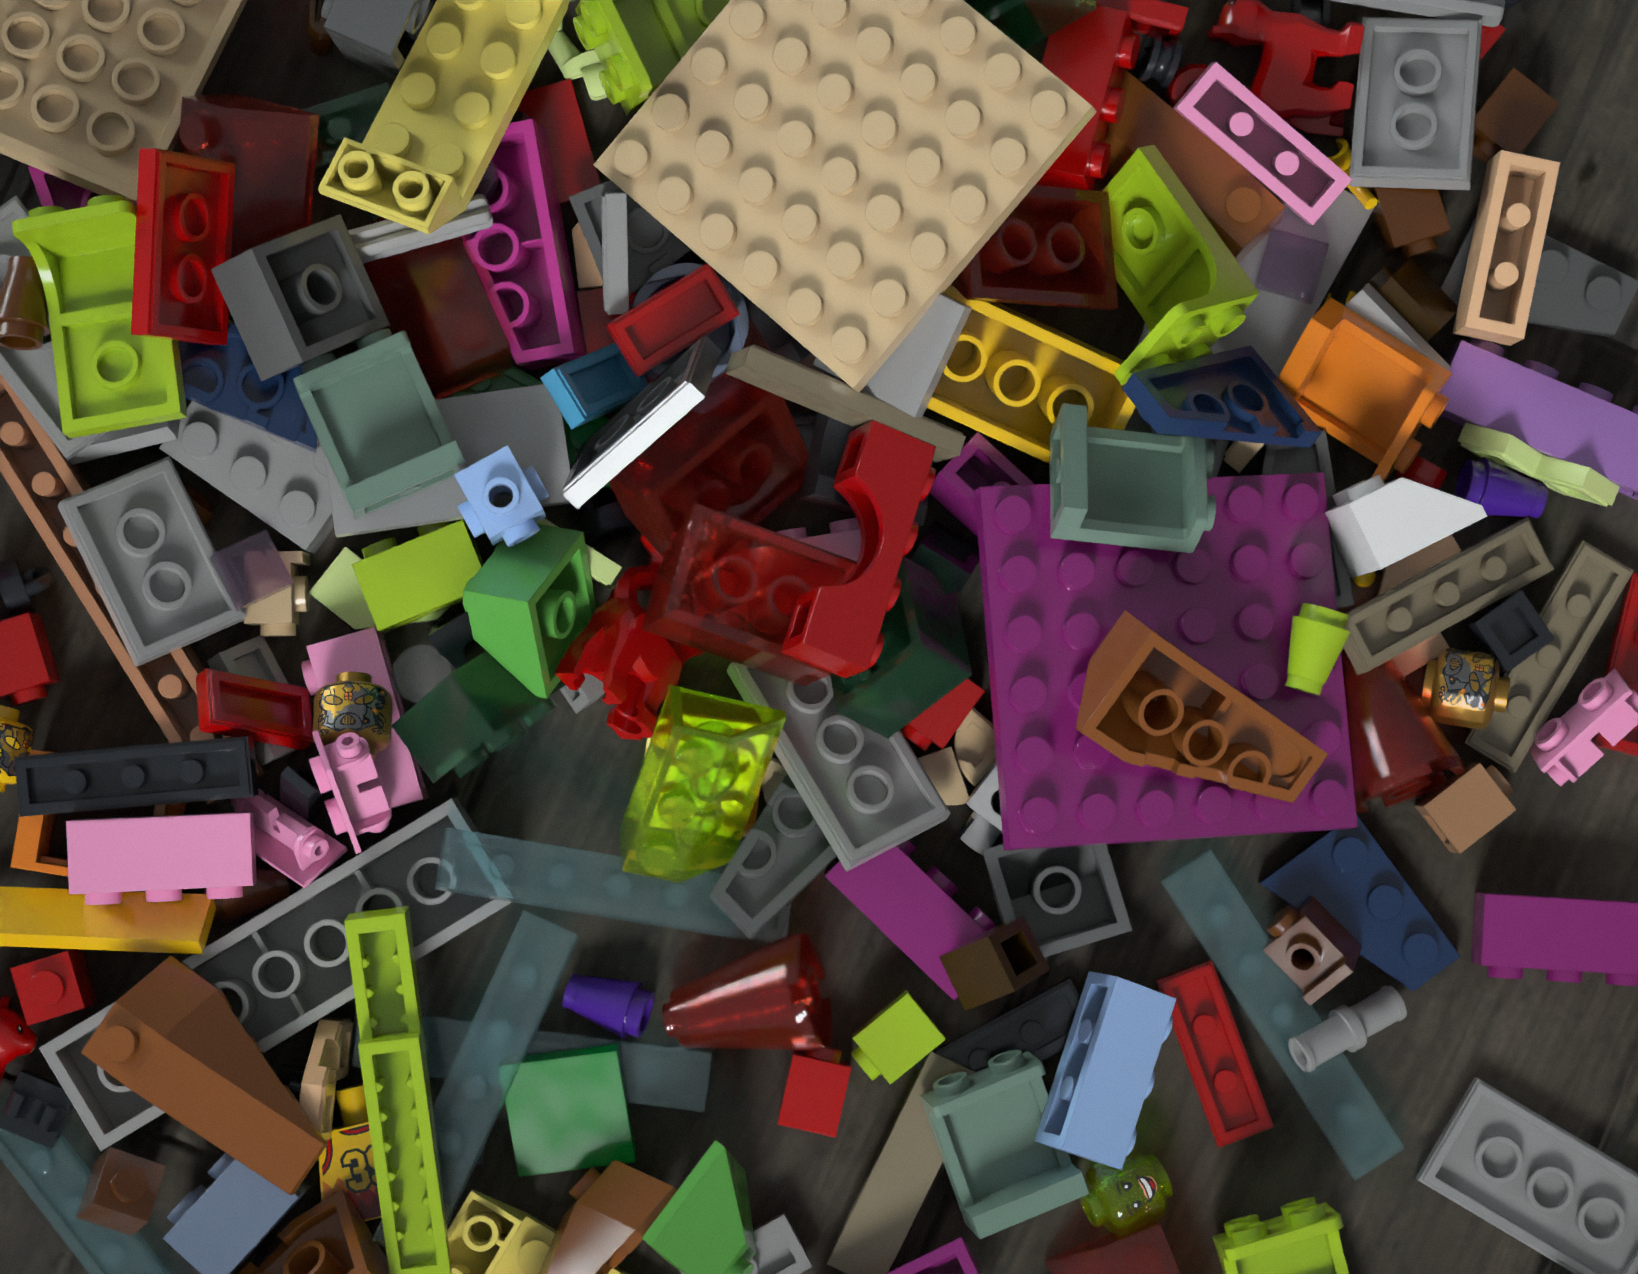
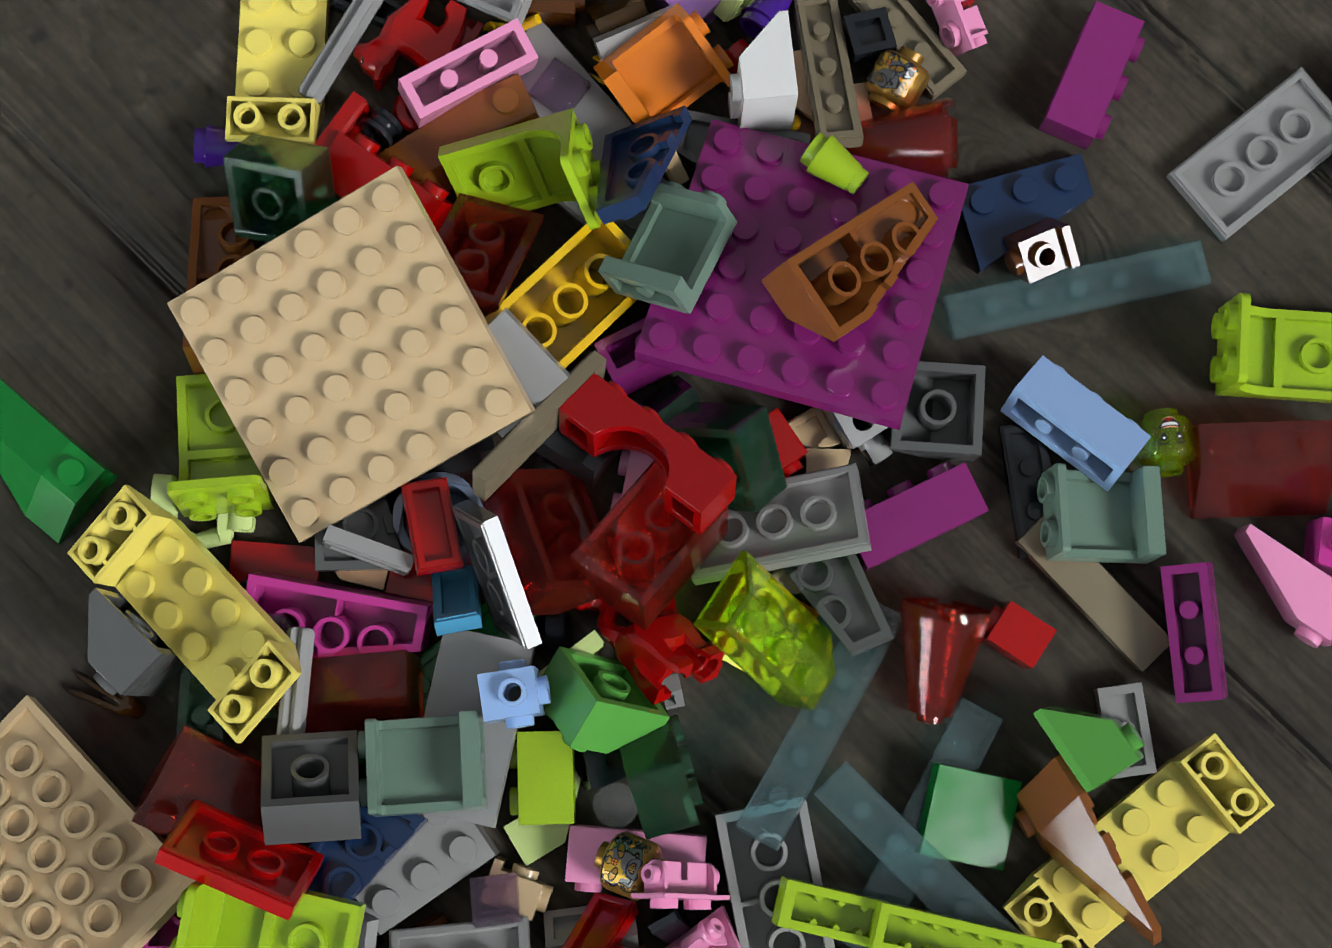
camera: 65 degrees left, 5 degrees down
(610, 1003) = (901, 758): dark purple cone -> none
(895, 1039) = (1000, 563): lime brick -> none
(994, 963) = (975, 468): dark brown brick -> none
(1215, 1054) = (1089, 346): red tile -> none
(1347, 1028) = (1104, 247): light grey pin -> none
(1467, 806) = (979, 110): medium nougat brick -> none

